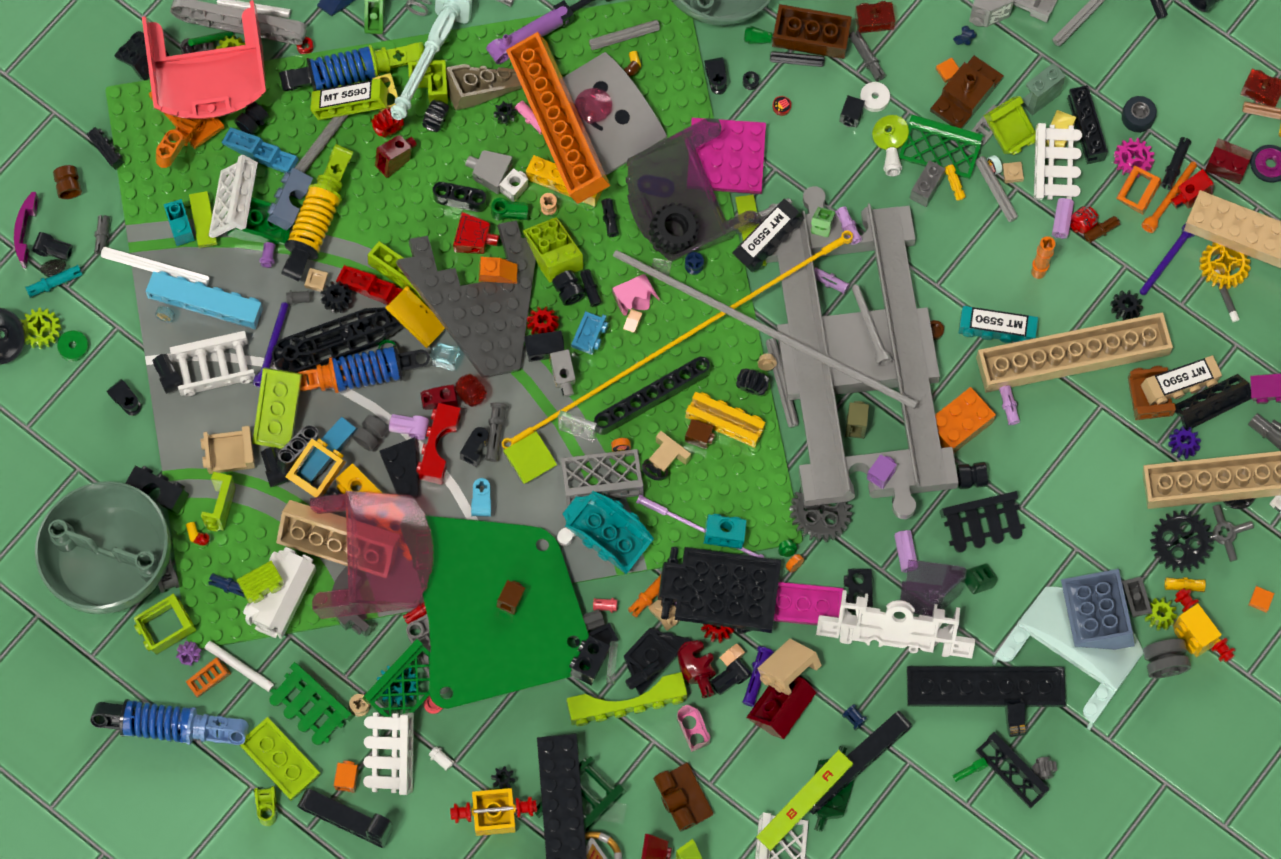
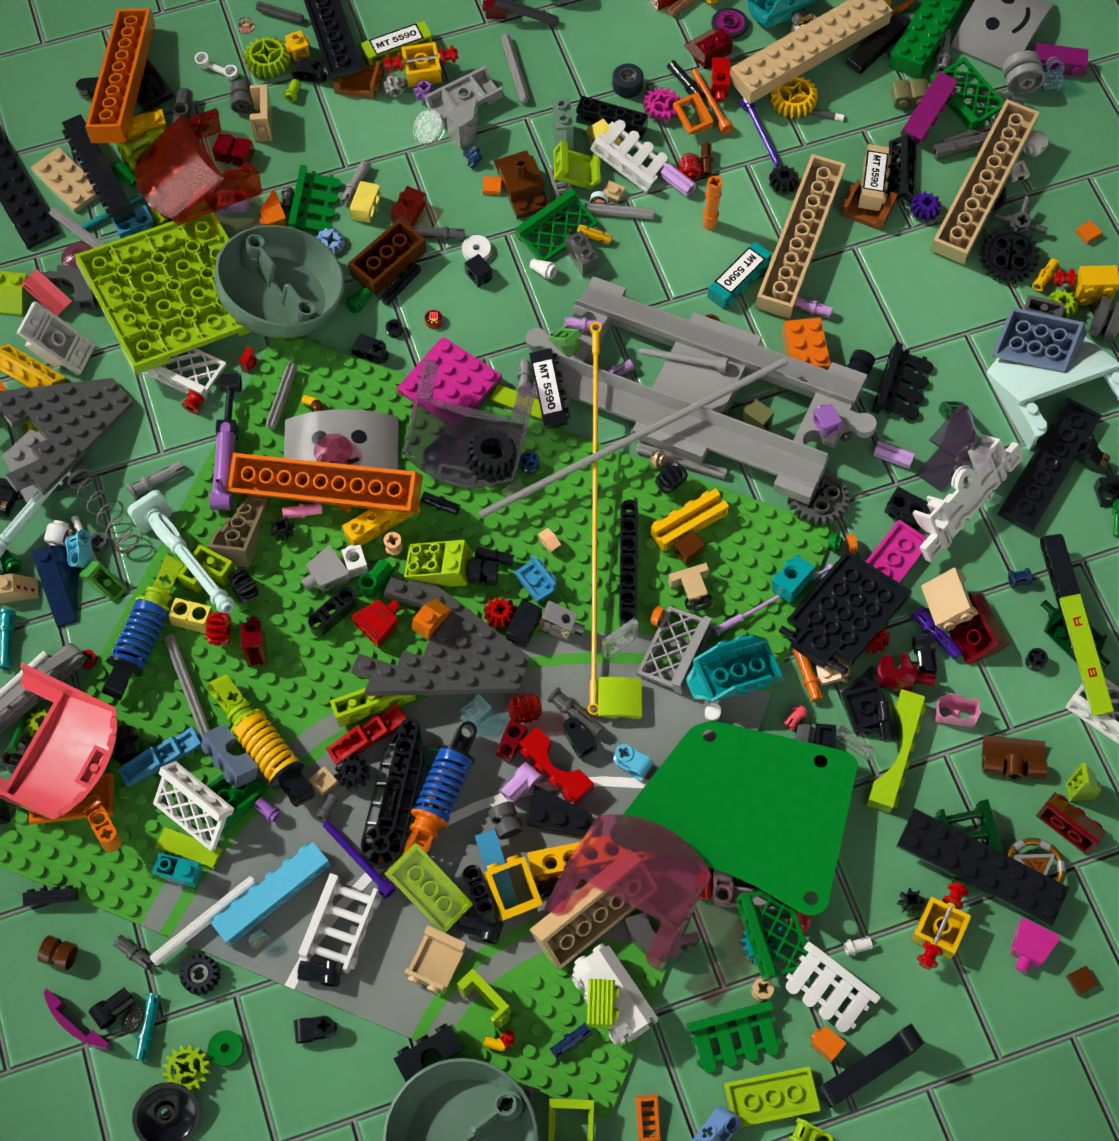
camera: 55 degrees left, 5 degrees down
(121, 297) = (210, 970): none -> black bush
(188, 653) = (614, 1121): medium lavender gear -> none
(239, 666) = (655, 1080): white piece -> none
(349, 99) = (173, 646): brick -> none
(421, 325) = (422, 713): yellow door -> none
(510, 596) = (749, 787): reddish brown brick -> none
(592, 661) = (855, 753): black brick -> none
(634, 294) = (526, 524): bright pink piece -> none
(732, 654) = (906, 641): light nougat piece -> none
(786, 765) = (1038, 655): none -> black wheel
(895, 138) = (519, 262): lime dish -> none

